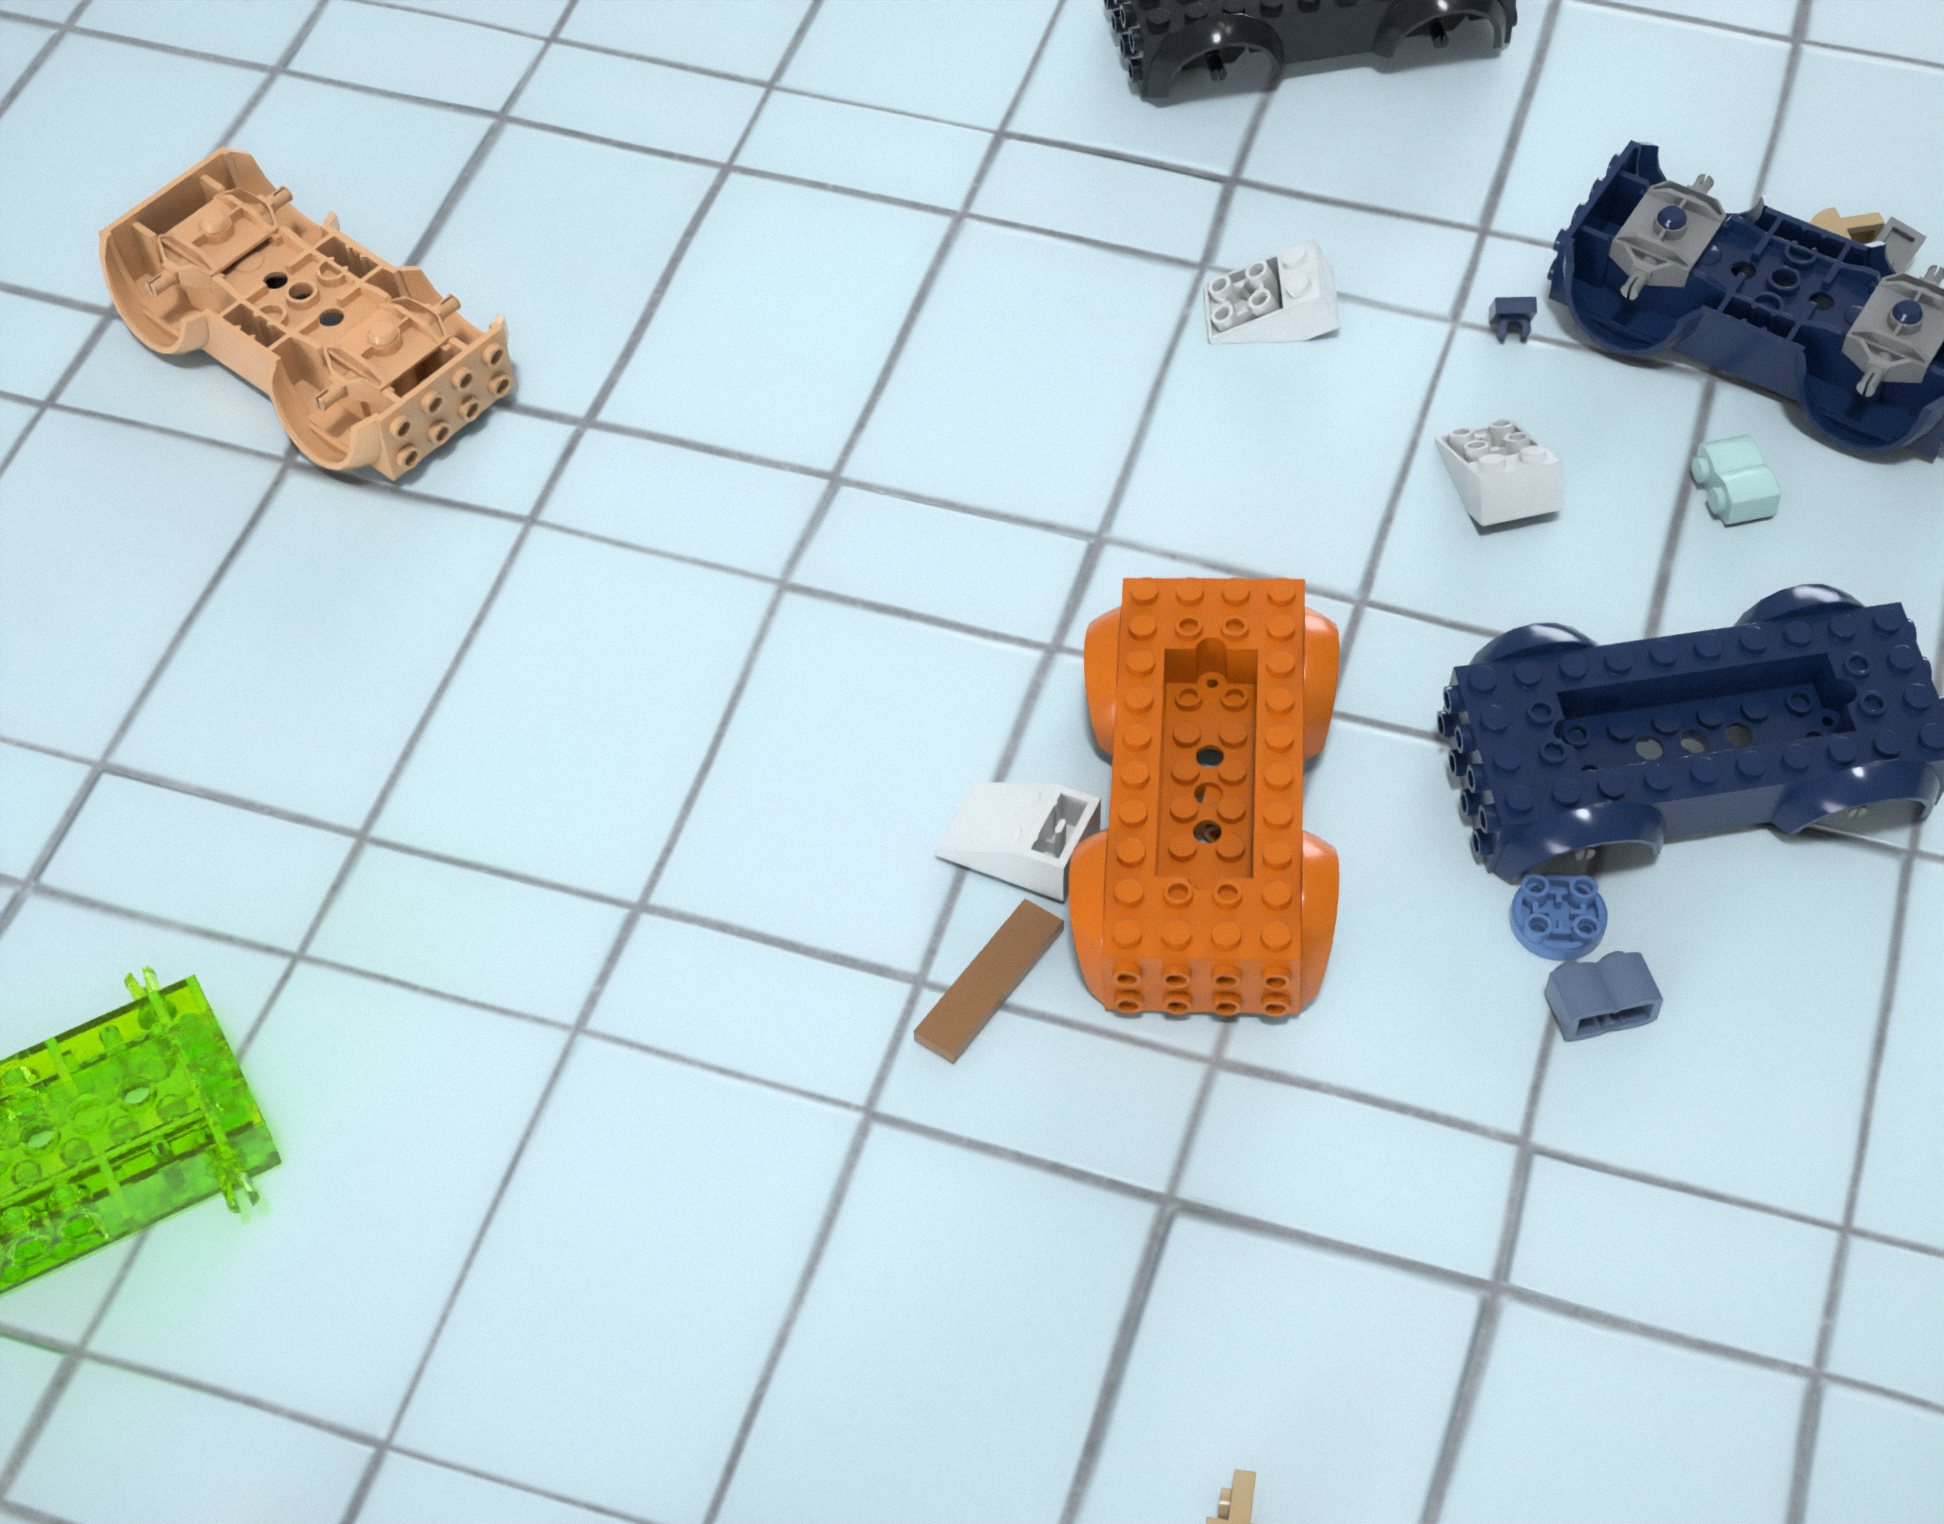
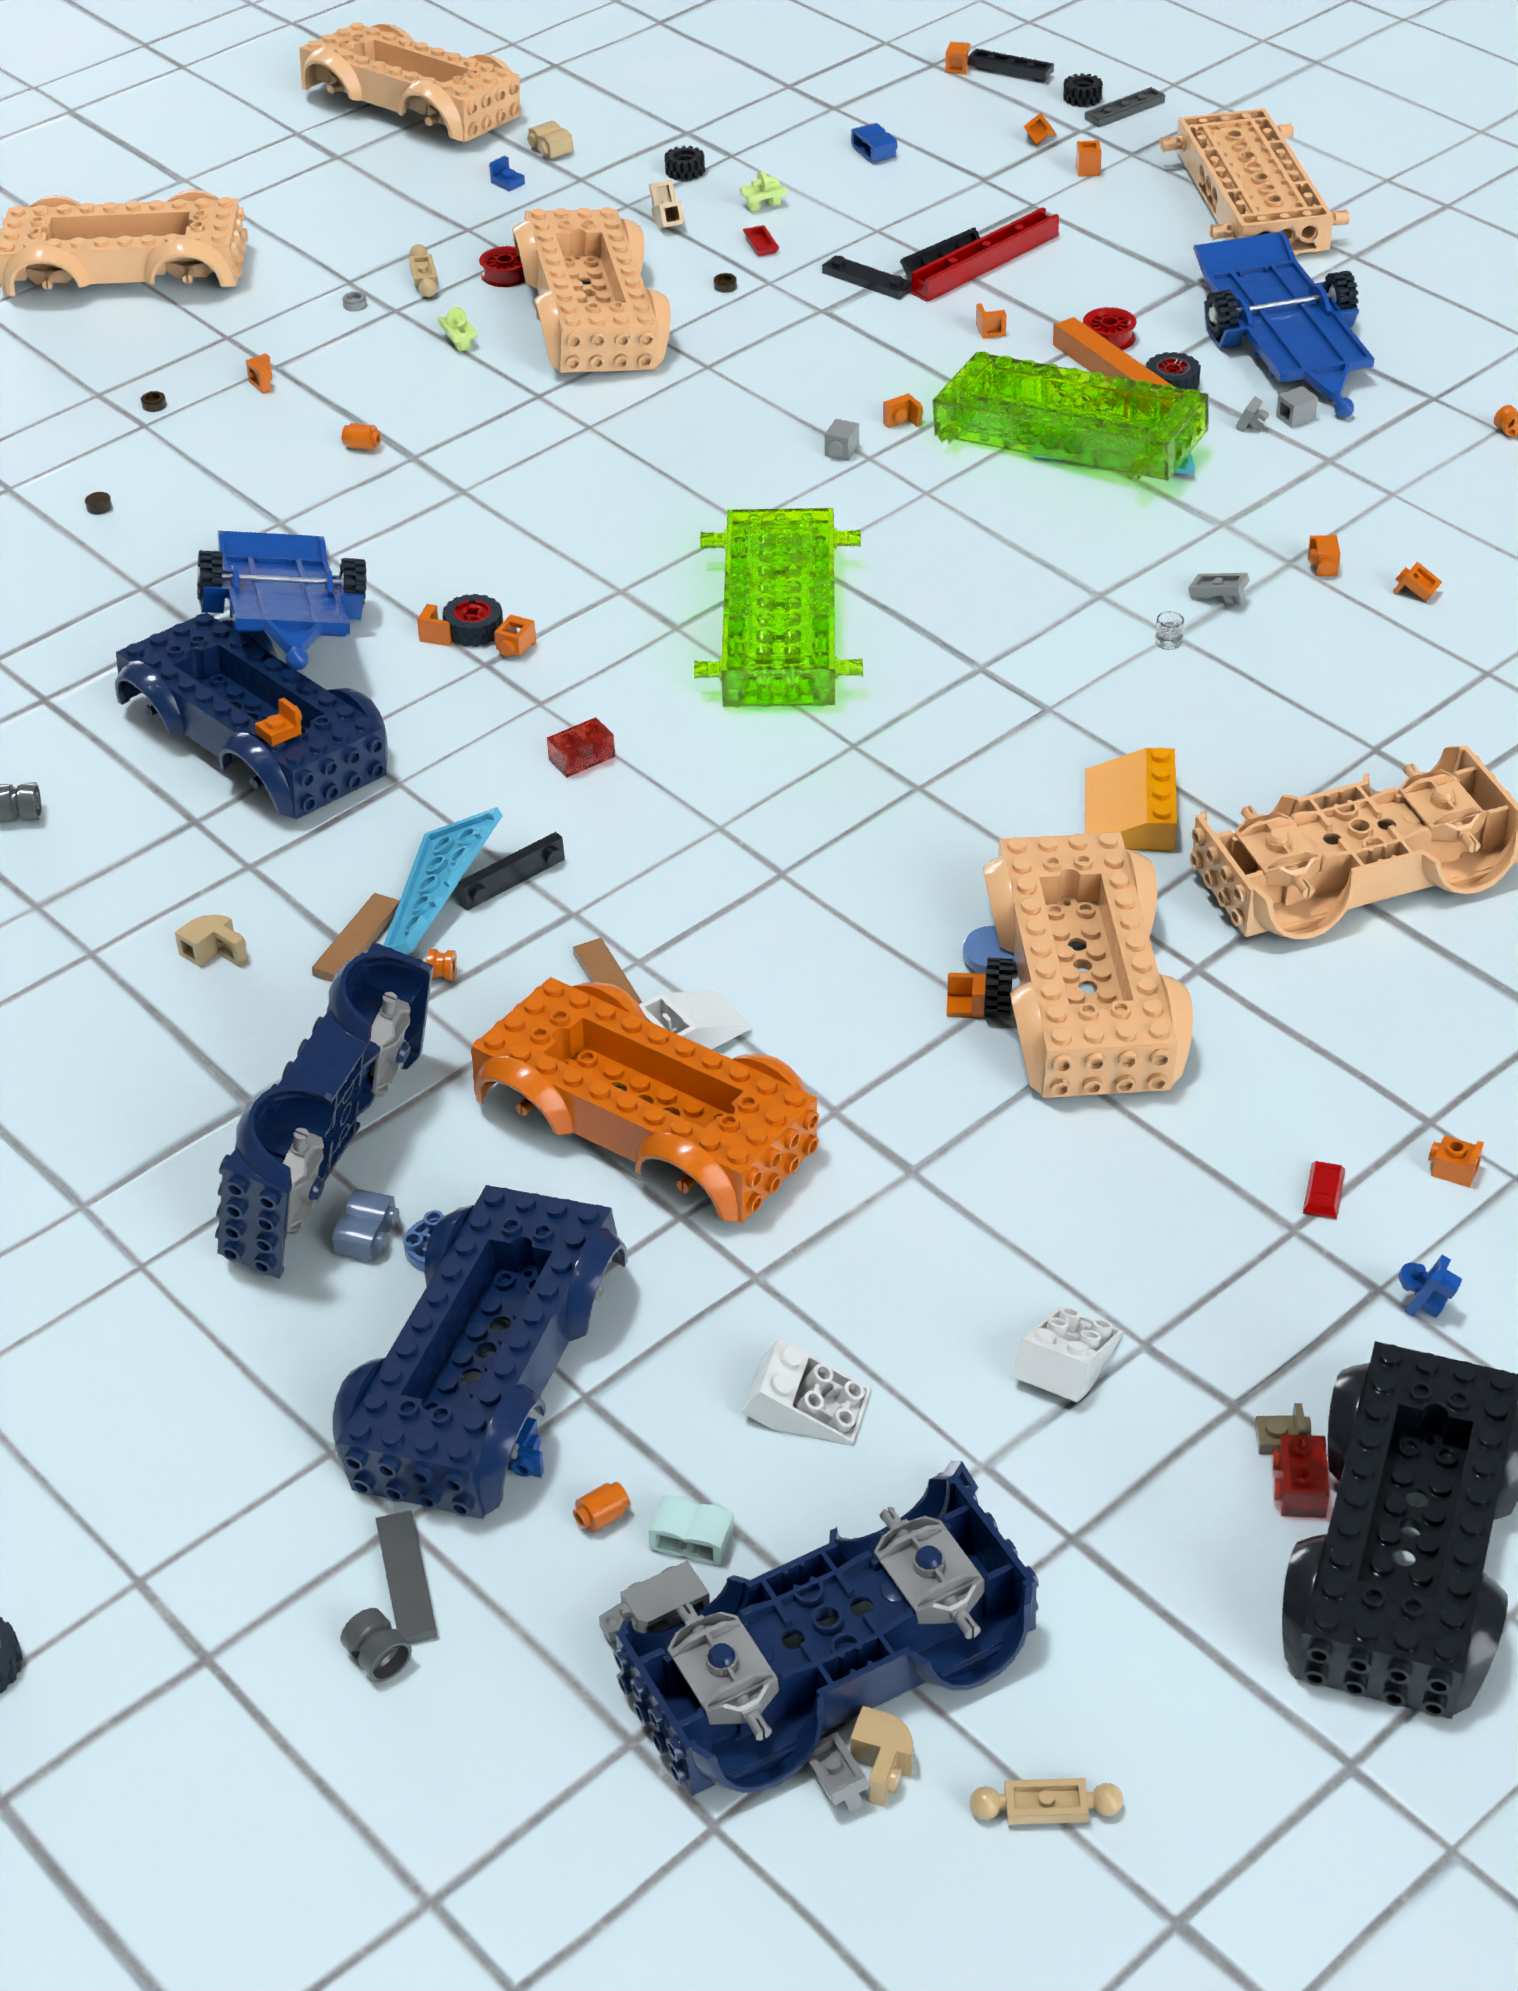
camera: 120 degrees right, 10 degrees down
(295, 577) = (1134, 798): none -> light orange slope
(497, 1288) = (581, 747): none -> clear red brick
(553, 510) = (1098, 893): none -> light nougat piece
(680, 603) = (983, 944): none -> medium blue tile
(746, 547) = (998, 986): none -> black tyre
(782, 590) = (966, 995): none -> orange panel
(787, 115) = (1456, 1160): none -> orange brick
(889, 205) = (1324, 1189): none -> red tile
(902, 1303) = (435, 874): none -> medium azure wing
(903, 1238) = (511, 871): none -> black plate
(998, 71) = (1430, 1287): none -> blue hips
(1095, 1190) = (444, 964): none -> orange wheel
(1099, 1355) = (357, 935): none -> medium nougat tile
(1243, 128) = (1270, 1428): none -> dark tan bracket
(1292, 94) = (1302, 1475): none -> clear red brick
(1530, 1061) = (305, 1123): none -> dark blue piece
(1776, 561) = (601, 1506): none -> orange brick
(1777, 135) = (1046, 1801): none -> tan plate
(1843, 461) = (655, 1601): none -> light grey hinge

